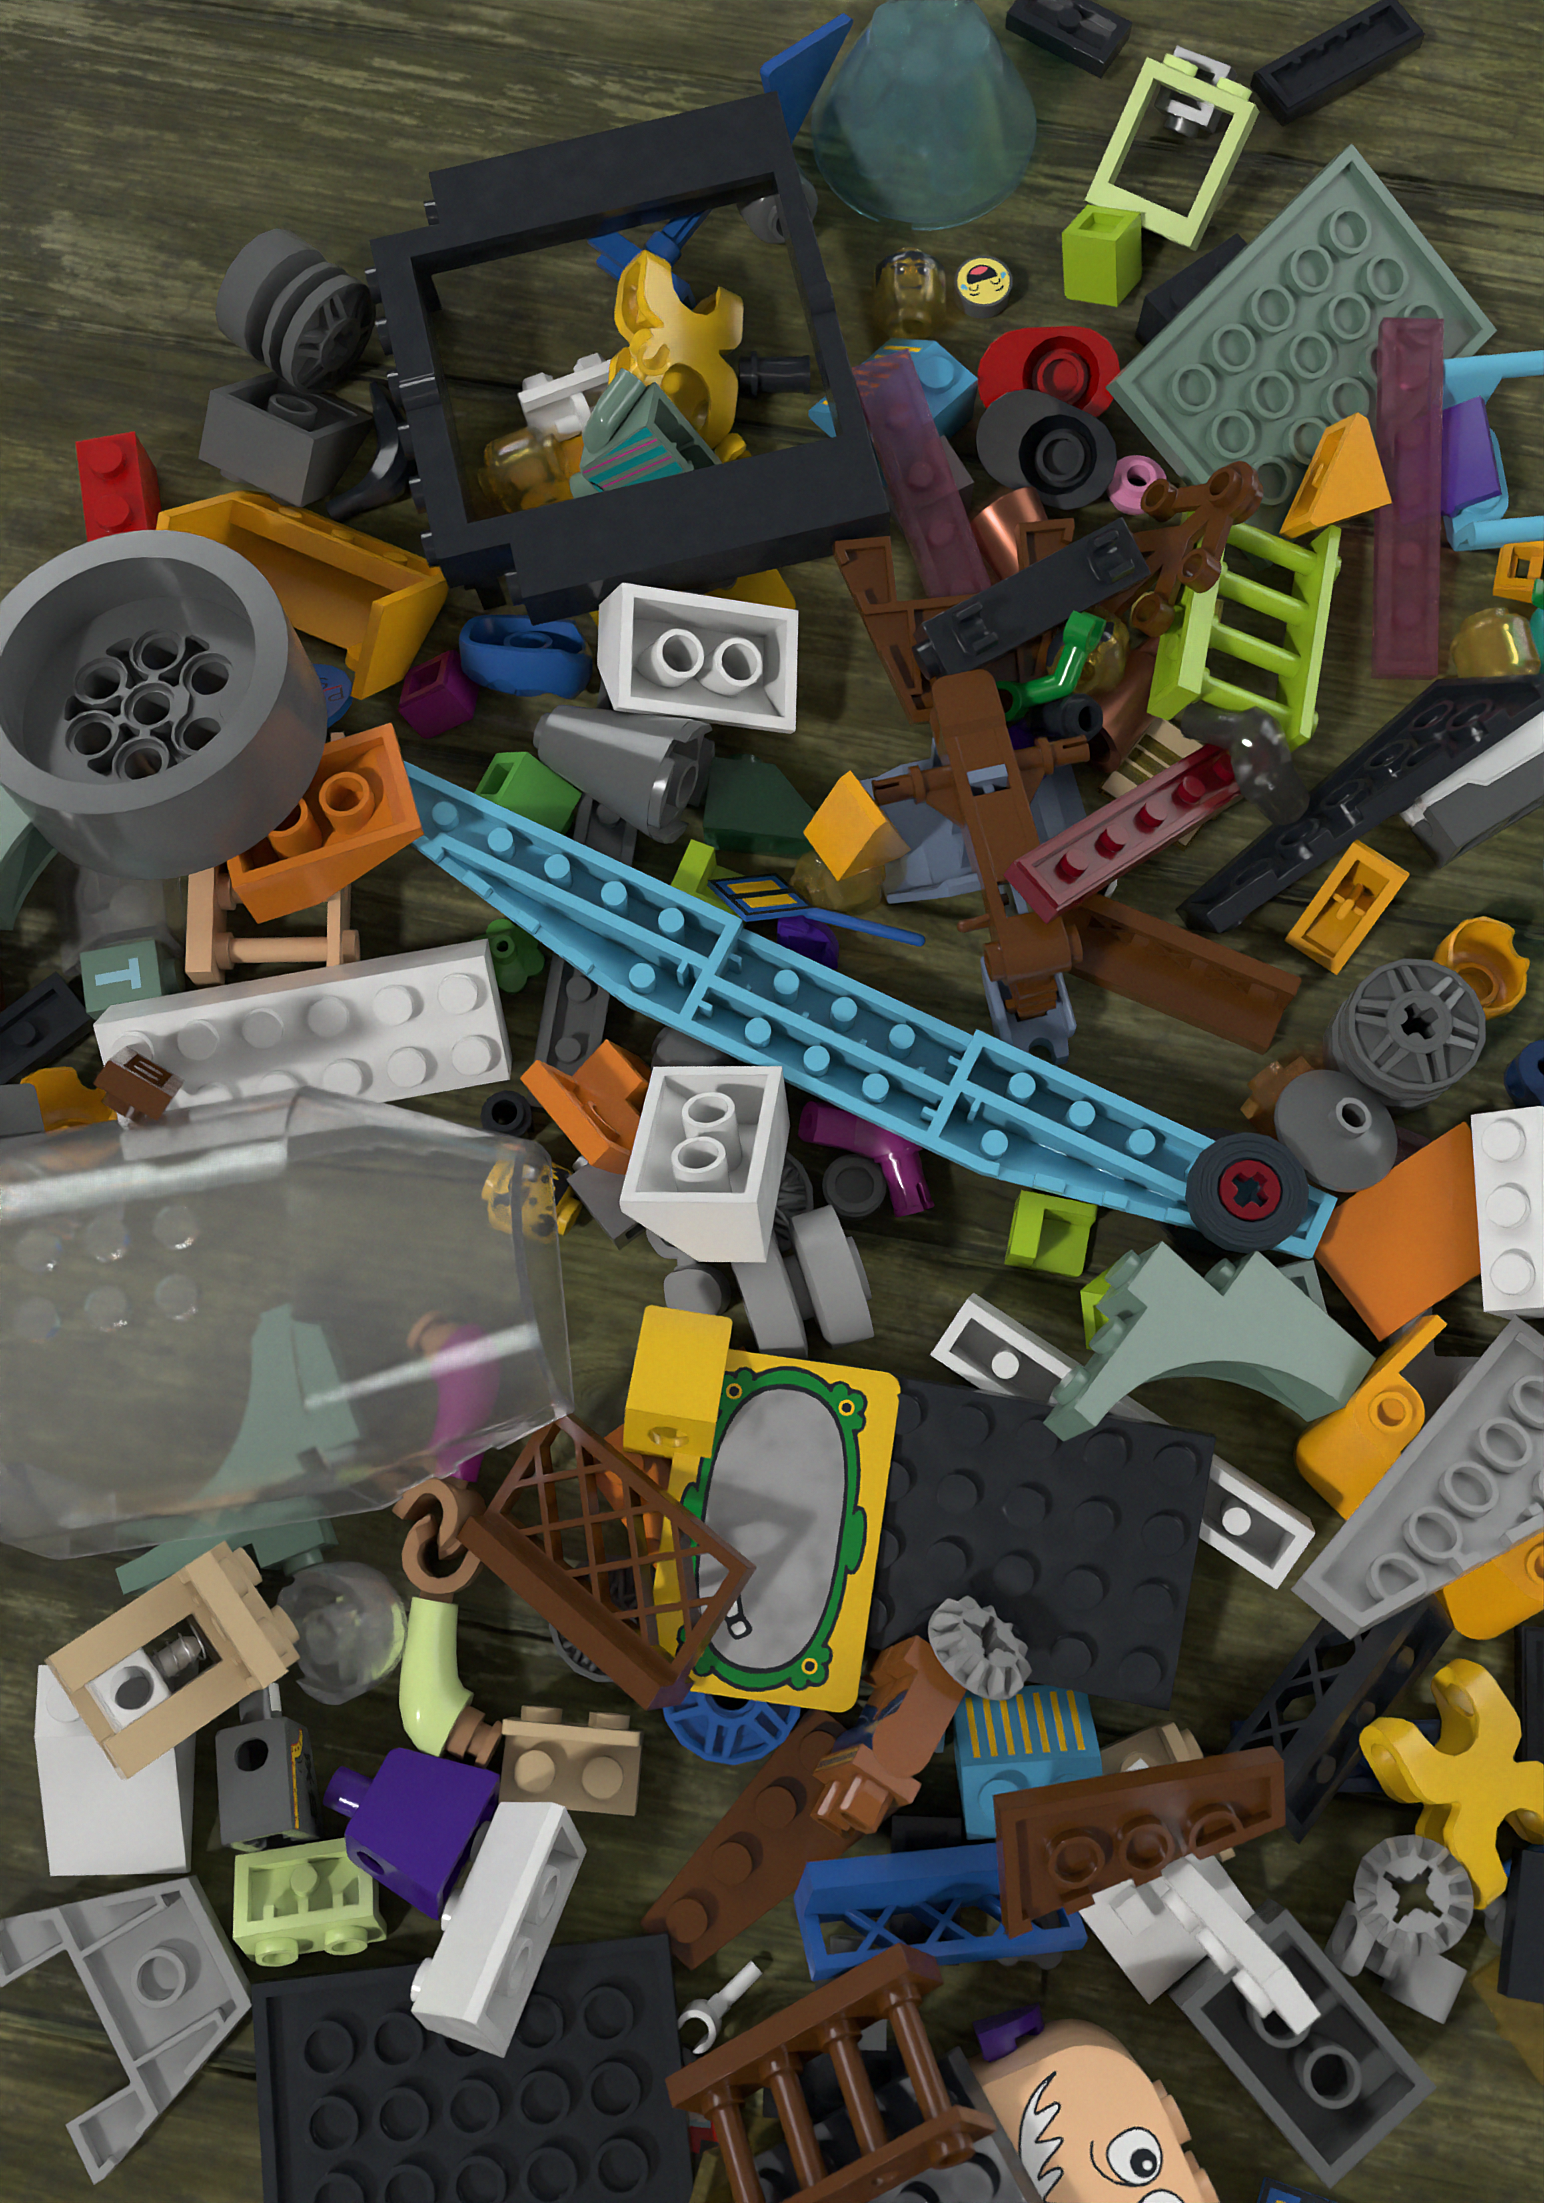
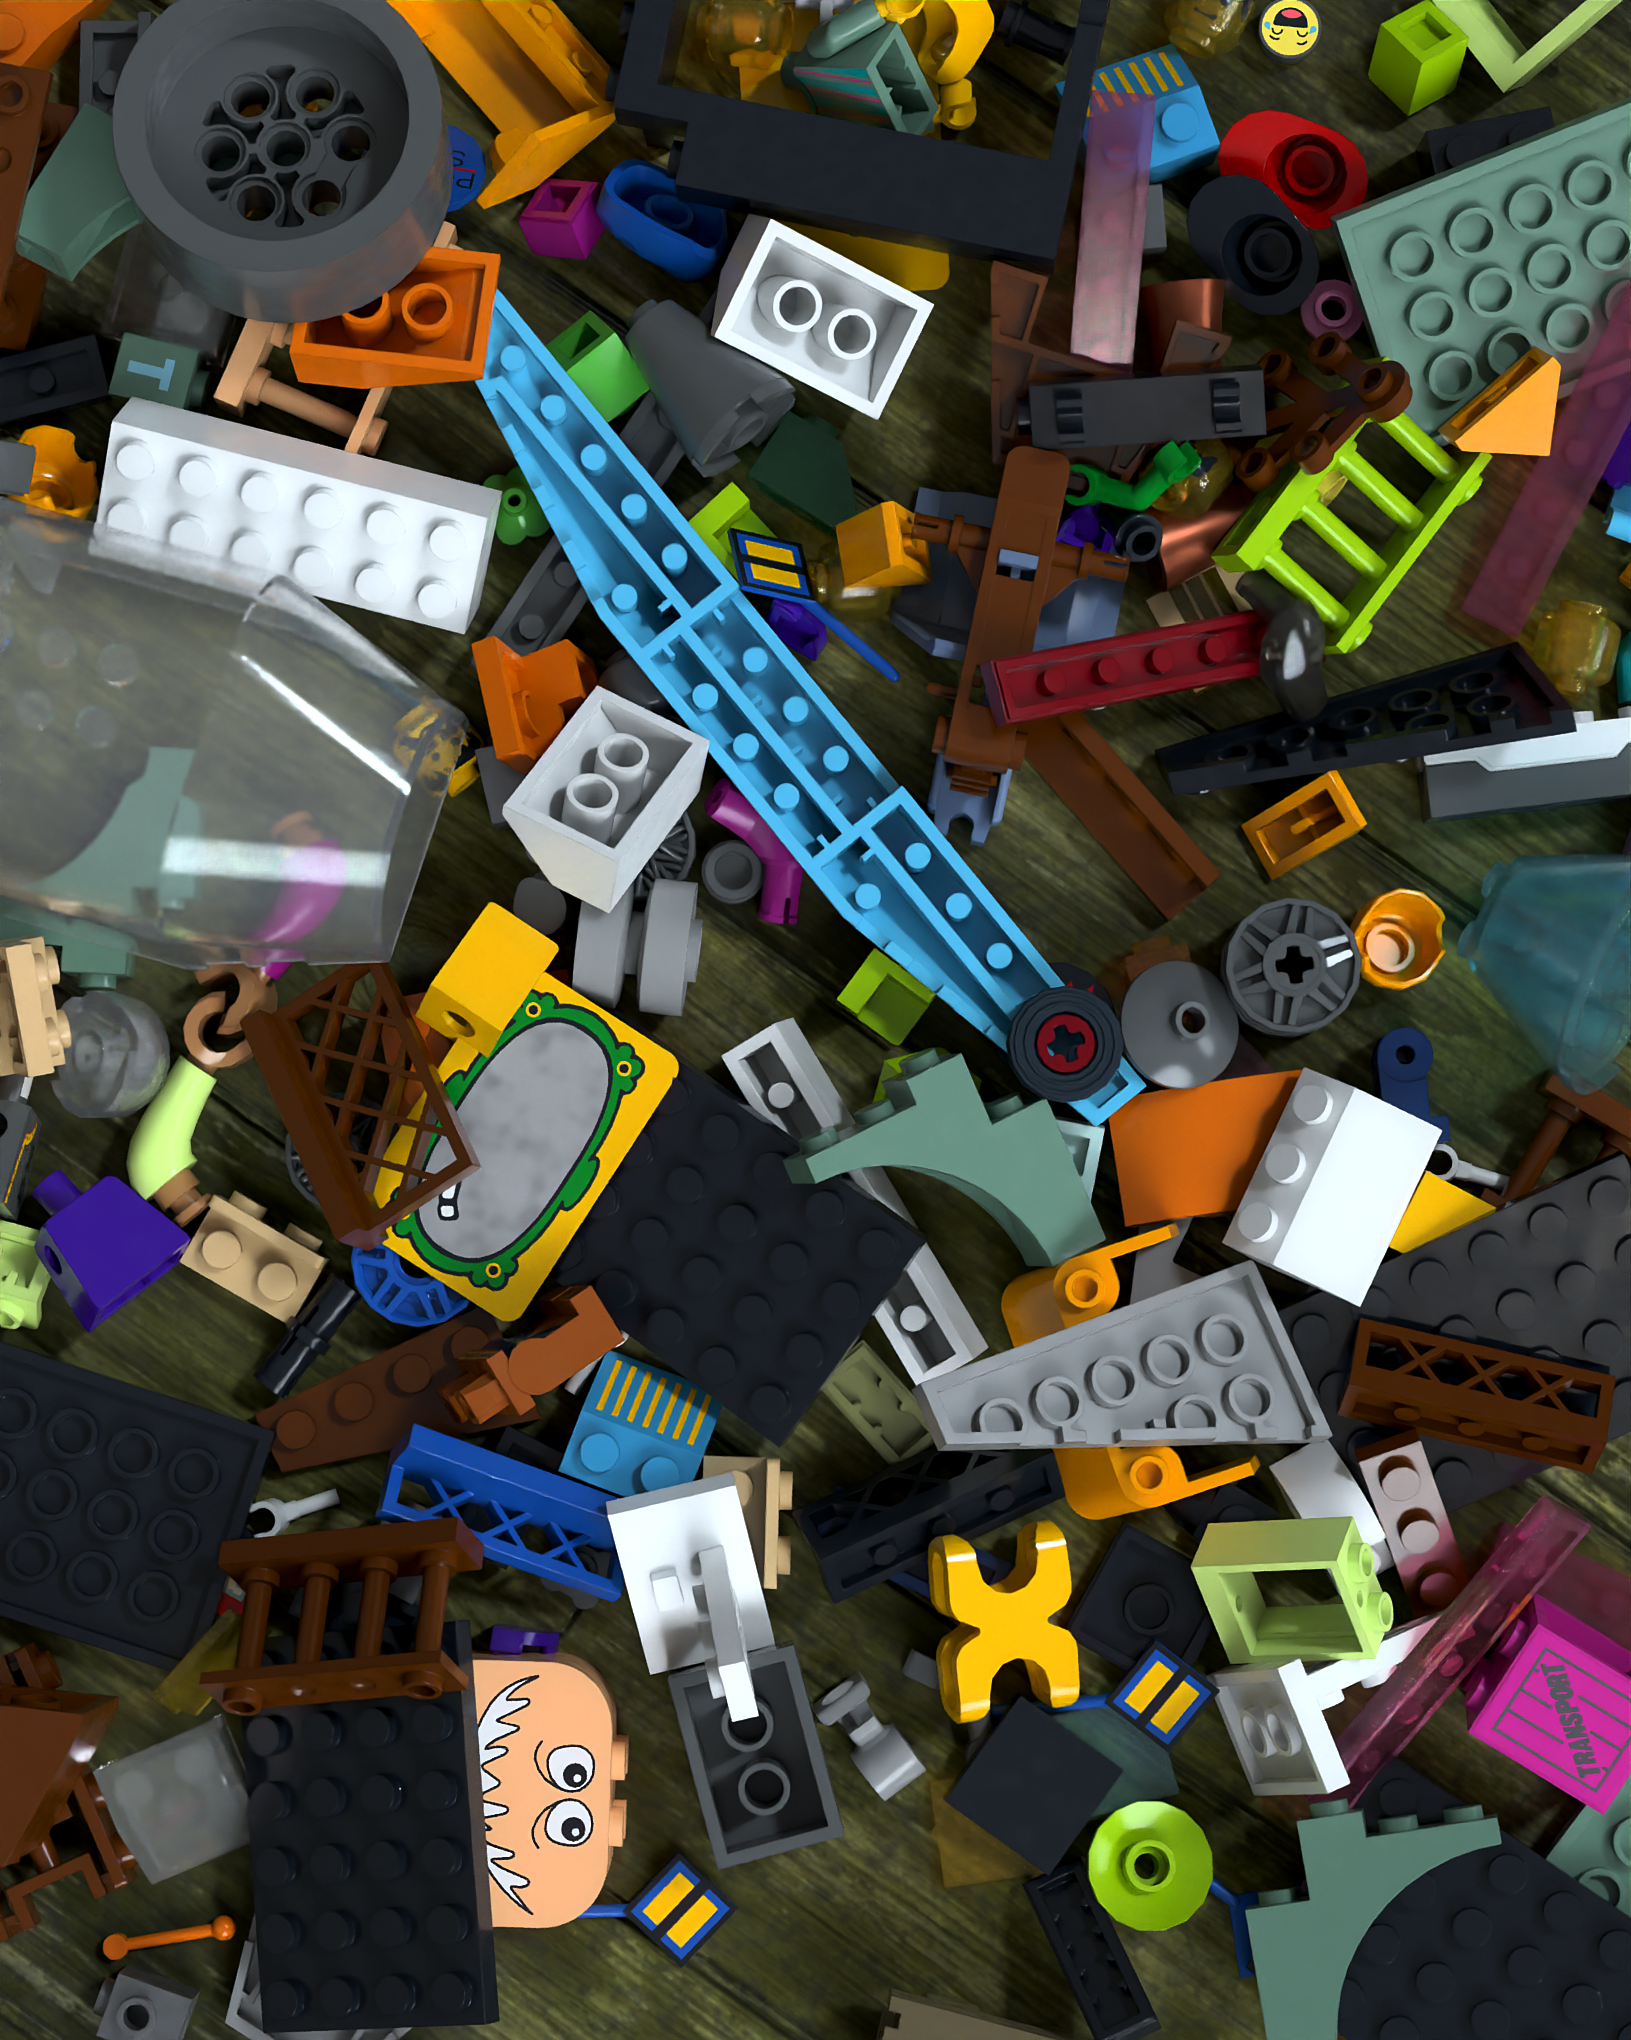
camera: 20 degrees right, 10 degrees up
(137, 1086) = (134, 511): reddish brown plate -> none
(499, 1925) = (140, 1358): white slope -> none
(504, 1106) = (447, 652): black pin -> none
(656, 1818) = (308, 1335): none -> black pin
(957, 1639) = (620, 1307): light grey gear -> none
(1099, 1831) = (663, 1510): reddish brown wing -> none
(1242, 1624) = (879, 1404): none -> olive plate
(1448, 1887) = (933, 1689): light grey gear -> none

